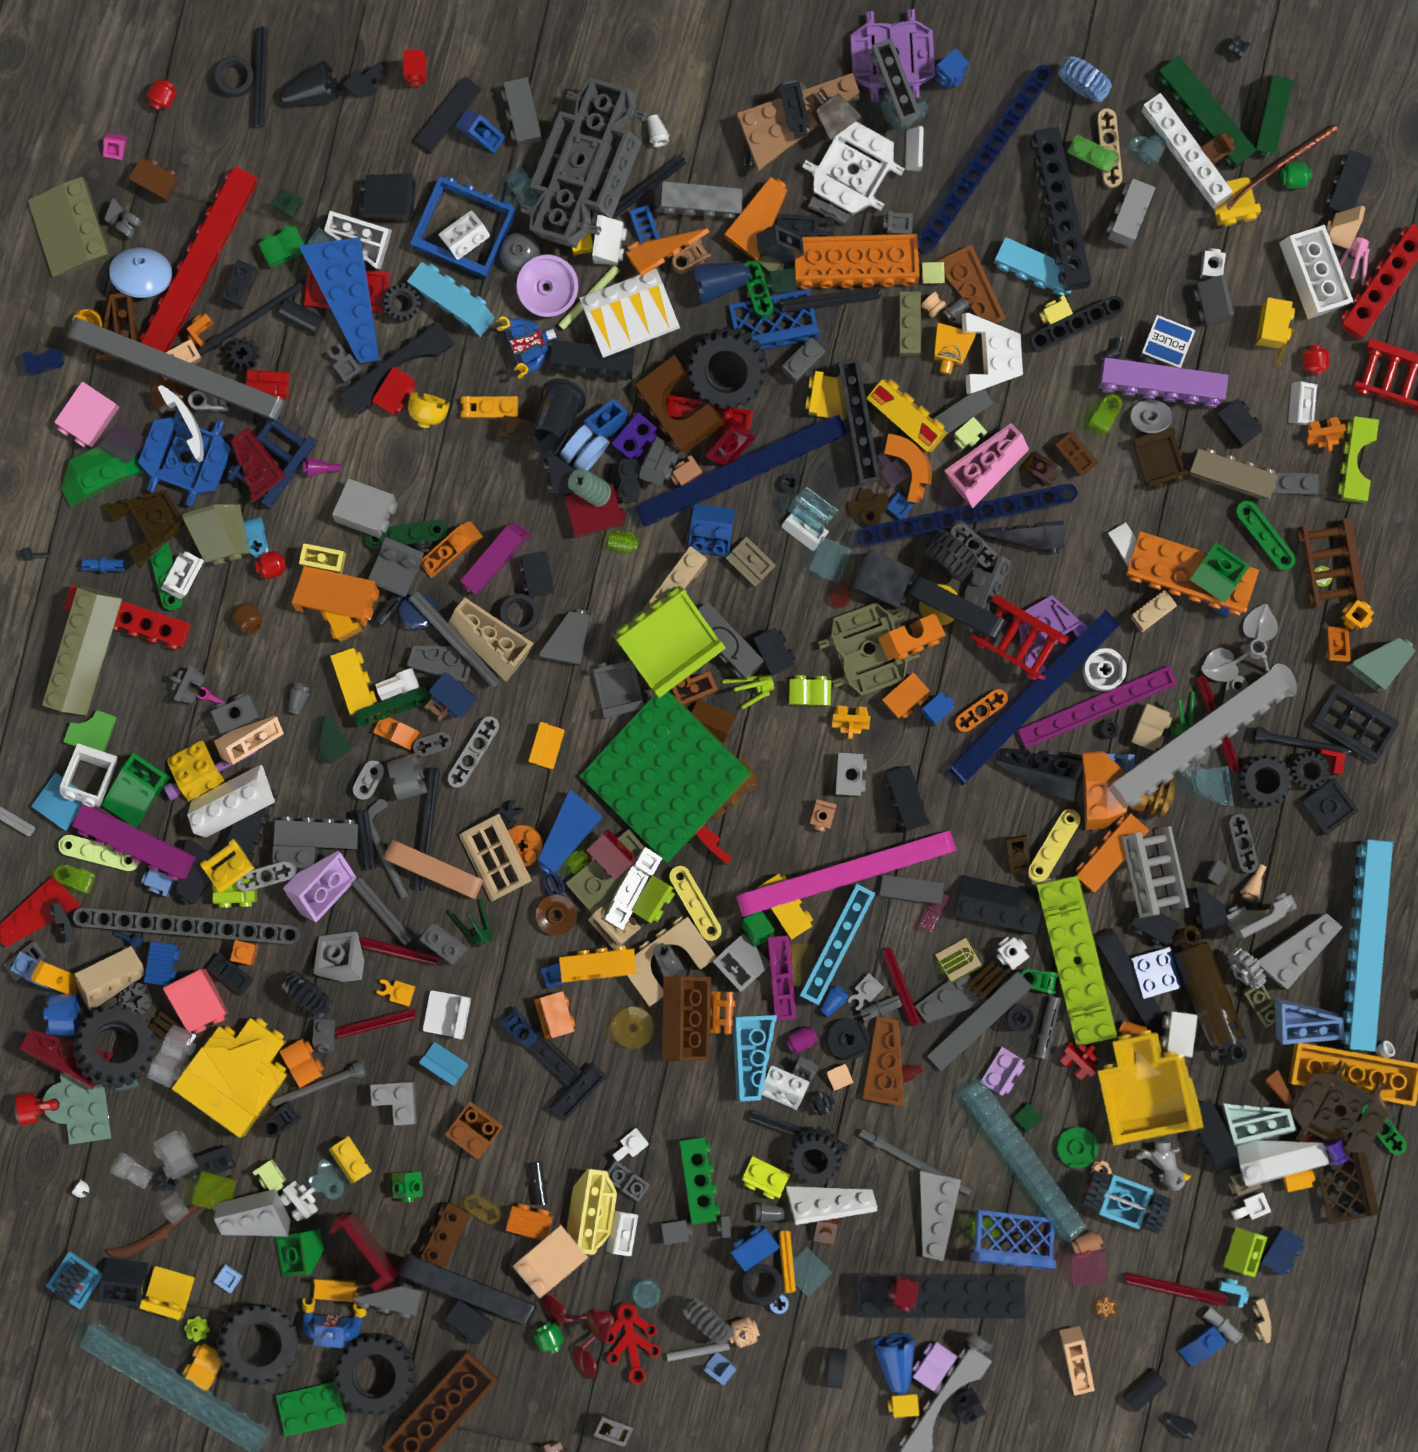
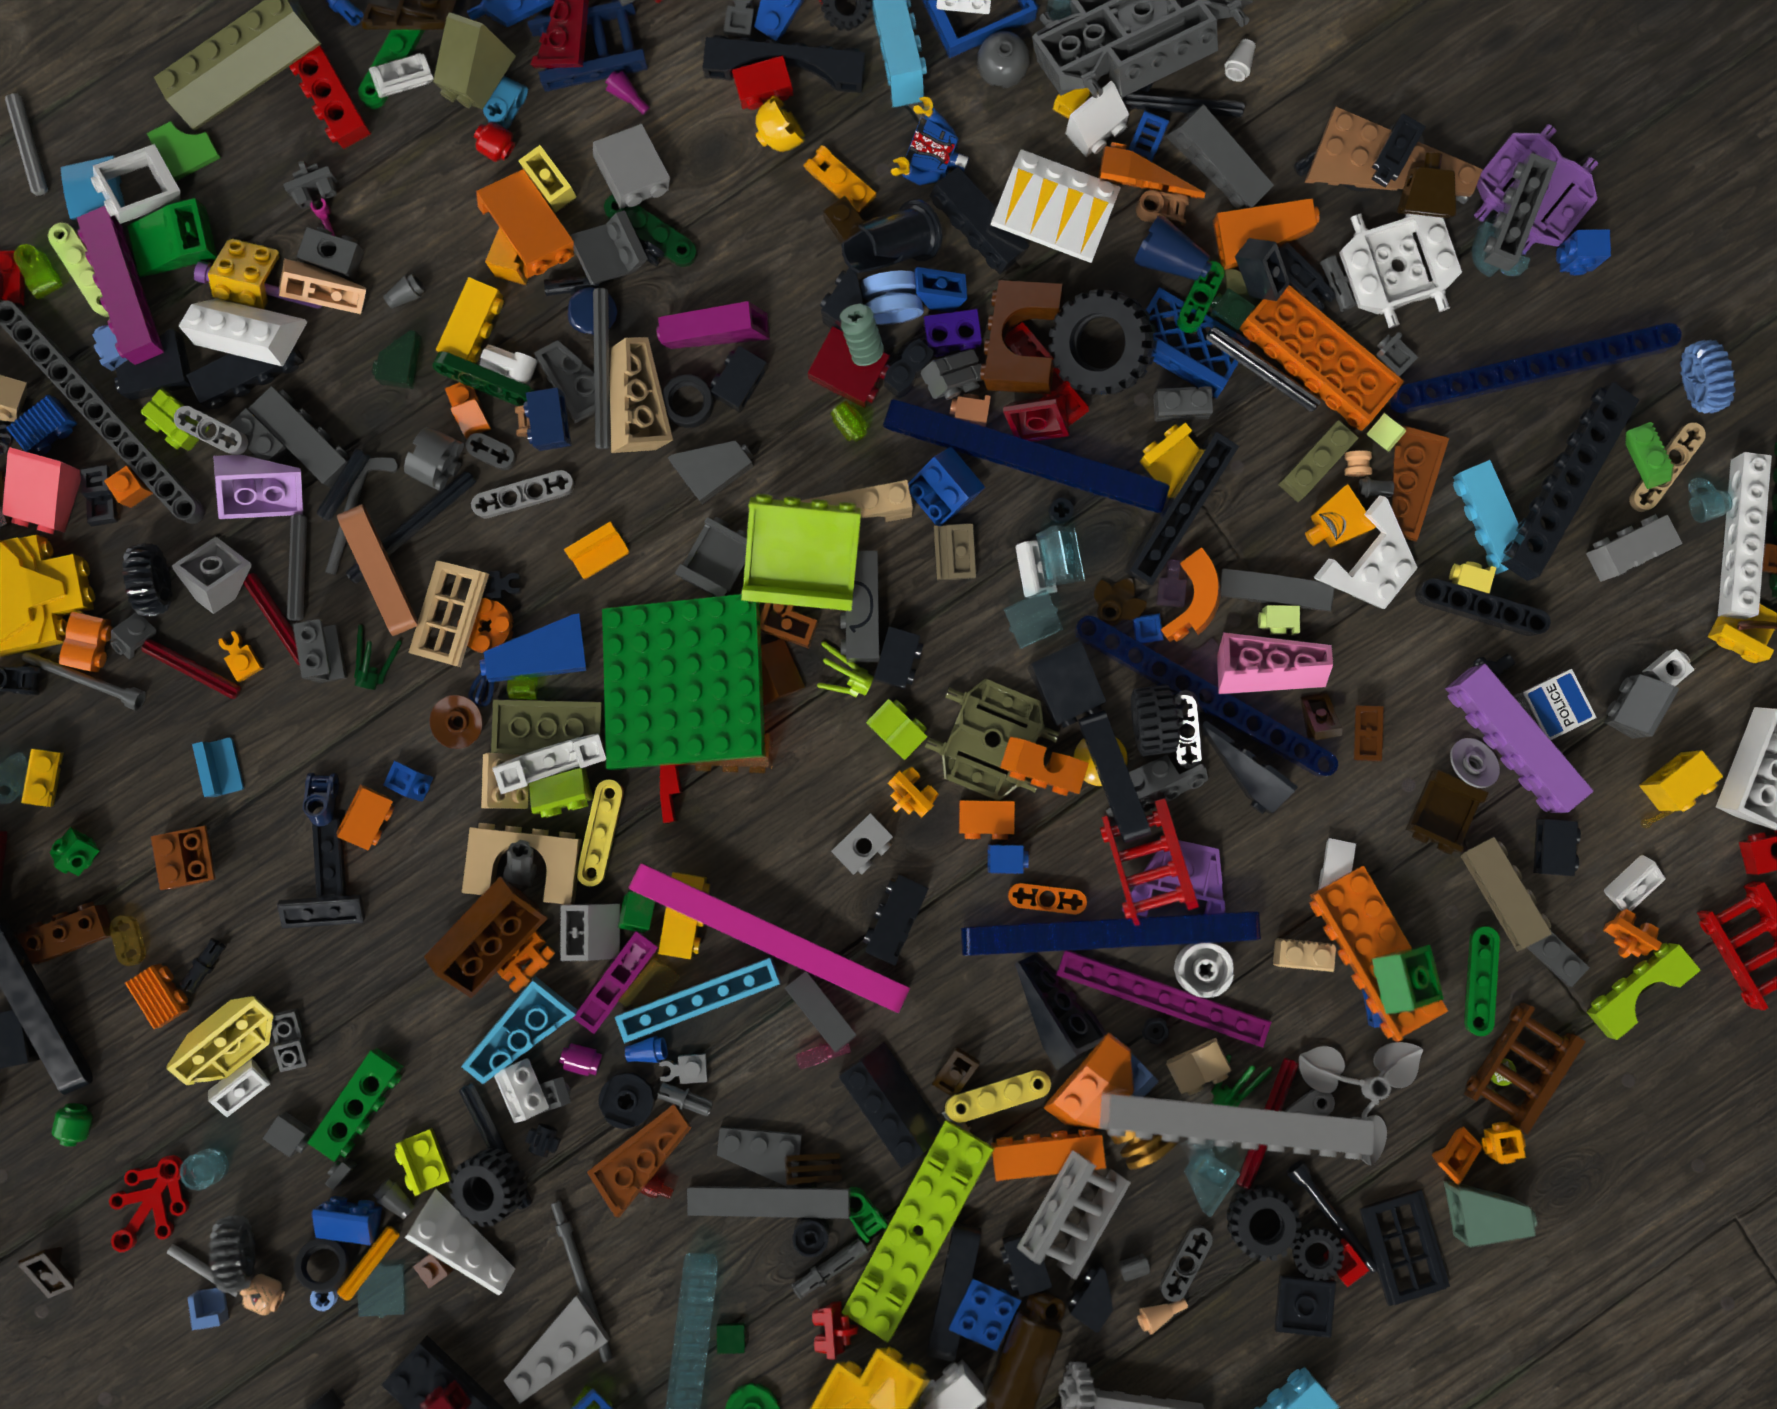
camera: 40 degrees right, 0 degrees up
(136, 941) = (40, 384): dark blue hand -> none
(229, 871) = (182, 394): yellow plate -> none
(247, 618) = (425, 172): reddish brown head -> none
(369, 780) = (399, 429): light grey plate -> none
(399, 1095) = (146, 761): light grey brick -> none
(447, 1014) = (265, 723): white bracket -> none
(451, 548) = (680, 280): orange slope -> none
(550, 271) = (1004, 92): lavender dish -> none
(550, 1261) = (135, 1053): light nougat slope -> none
(578, 308) = (1003, 163): yellowish green bar -> none
(598, 965) = (447, 806): light orange wedge -> none
(599, 1323) = (121, 1156): dark red plant -> none
(611, 854) = (558, 711): dark red brick -> none
(621, 1029) = (416, 903): clear yellow dish -> none
(632, 1144) = (327, 1010): white plate -> none
(826, 807) = (810, 856): nougat brick -> none
(839, 1077) = (585, 1128): light nougat slope -> none
(840, 597) = (1010, 664): clear red plate -> none
(900, 986) = (724, 1096): dark red axle -> none
(907, 415) = (1236, 547): yellow brick -> none
(914, 149) = (1475, 298): white slope -> none
(958, 960) = (803, 1122): piece -> none
(1002, 1071) = (747, 1271): lavender bracket -> none
(1019, 955) = (860, 1173): white brick -> none
(1105, 417) = (1428, 721): clear neon green piece -> none
(1132, 1029) = (911, 1349): orange cone -> none
(1247, 922) = (1127, 1356): light grey slope -> none
(1315, 359) = (1688, 853): red head -> none

